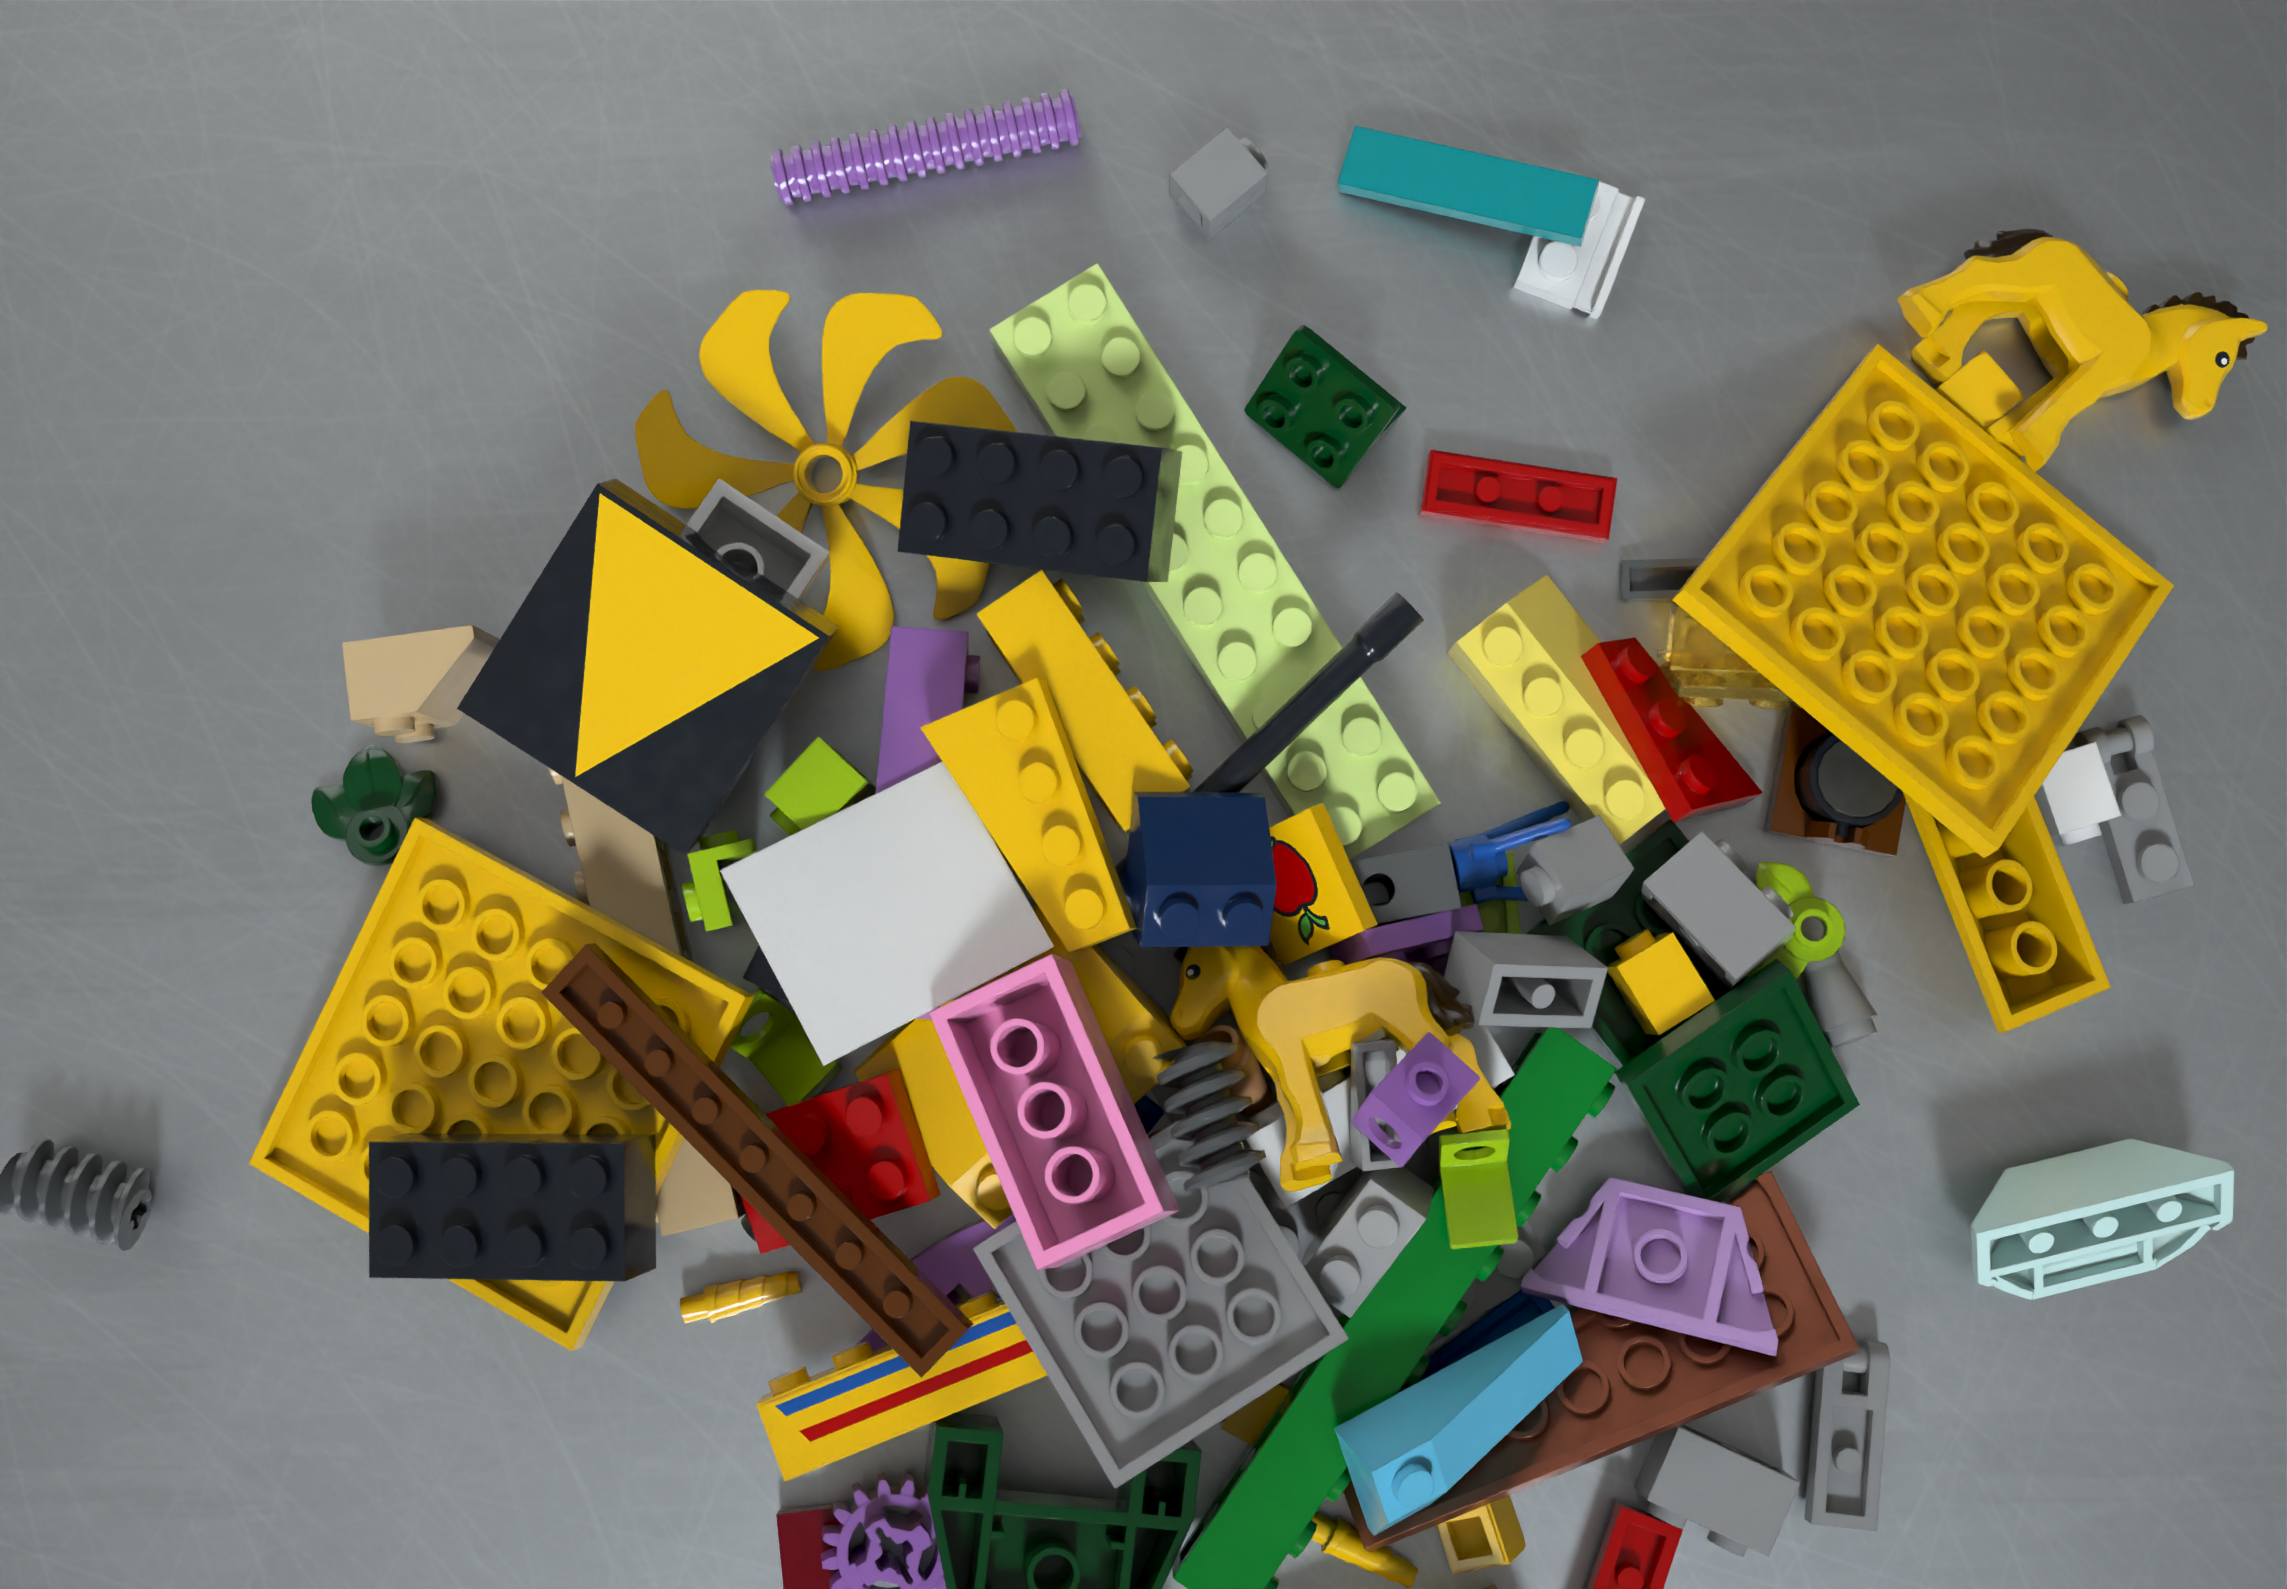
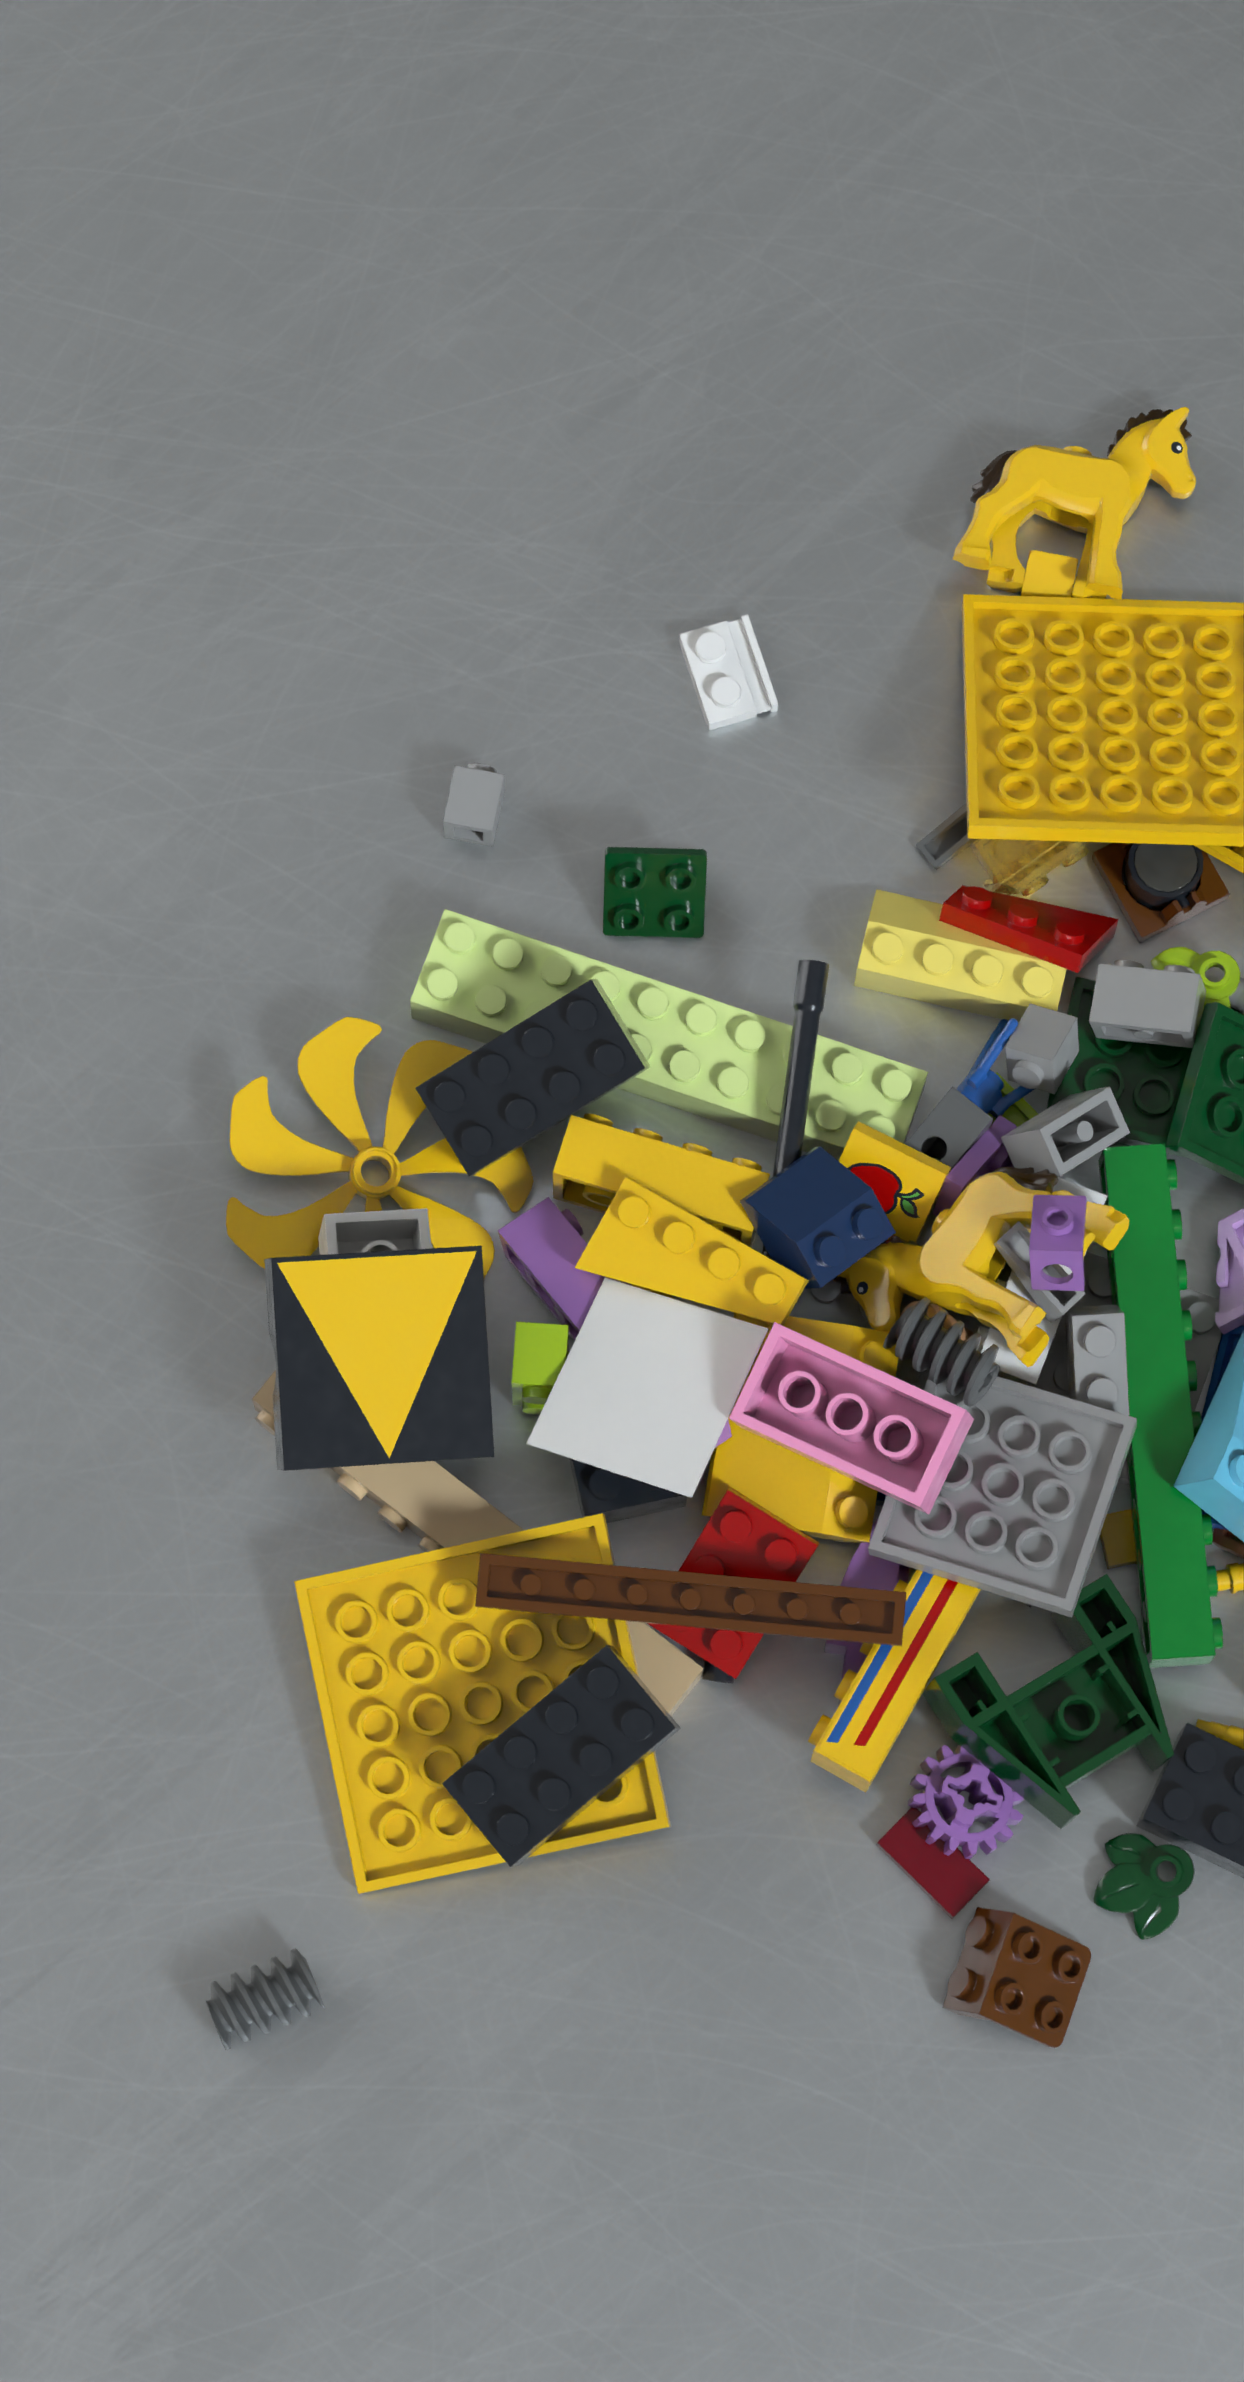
camera: 45 degrees left, 10 degrees down
(372, 796) = (244, 1604): dark green plate -> none
(413, 679) = (221, 1496): tan slope -> none
(707, 895) = (516, 1477): lime bracket -> none
(737, 1296) = (740, 1730): yellow animal -> none
(783, 1051) = (650, 1546): lime bracket -> none
(925, 147) = (268, 923): medium lavender piece -> none
(1468, 185) = (631, 689): teal tile -> none
(1477, 1189) = (1138, 1273): lime bracket -> none
(1518, 496) = (818, 855): red tile -> none
(1658, 981) = (1147, 1076): yellow brick -> none

